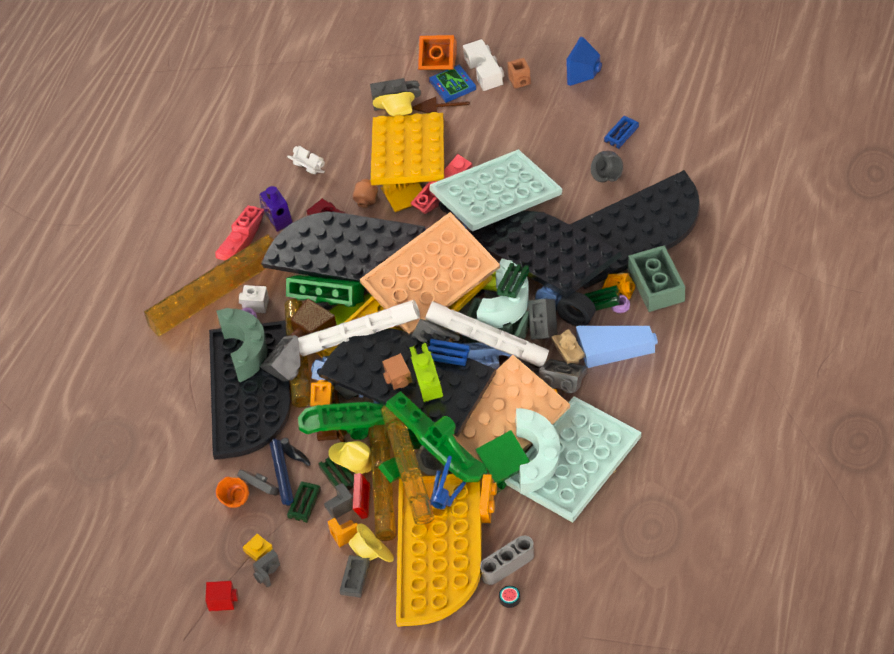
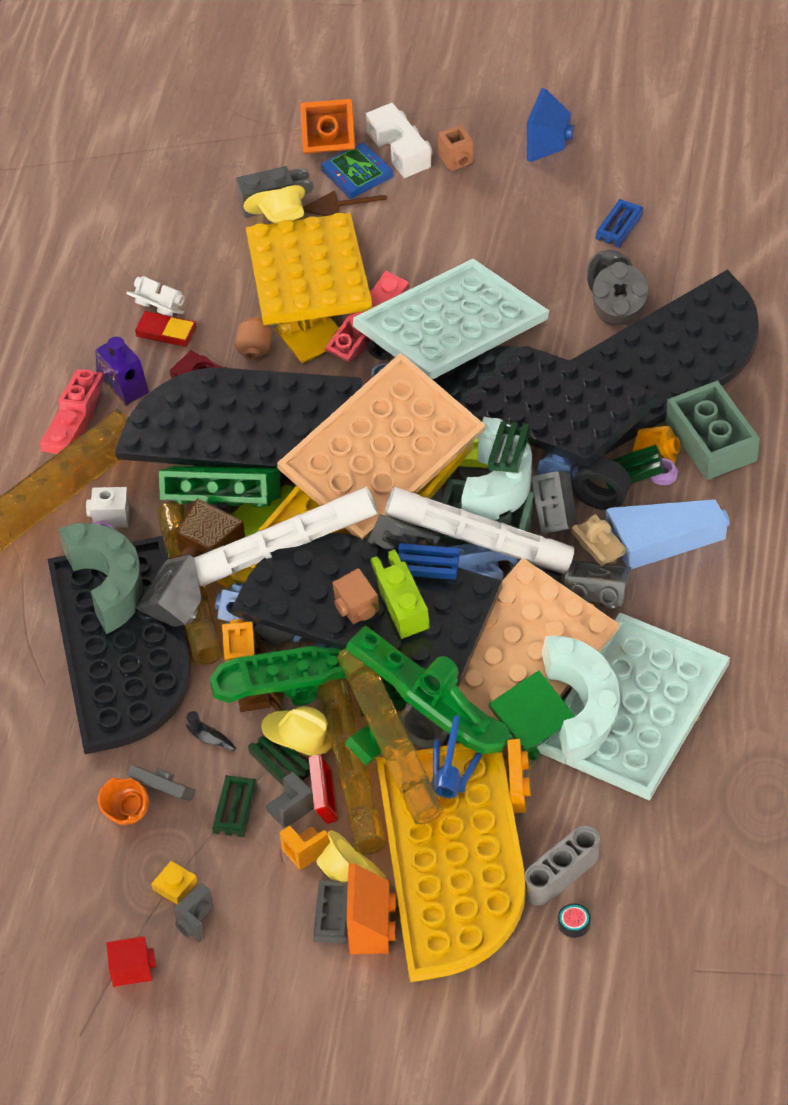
camera: 10 degrees left, 0 degrees up
(281, 472) = (193, 764): dark blue axle -> none
(310, 182) = (165, 328): none -> red tile
(376, 578) = (369, 912): none -> orange slope
(610, 191) = (620, 279): none -> flat silver brick

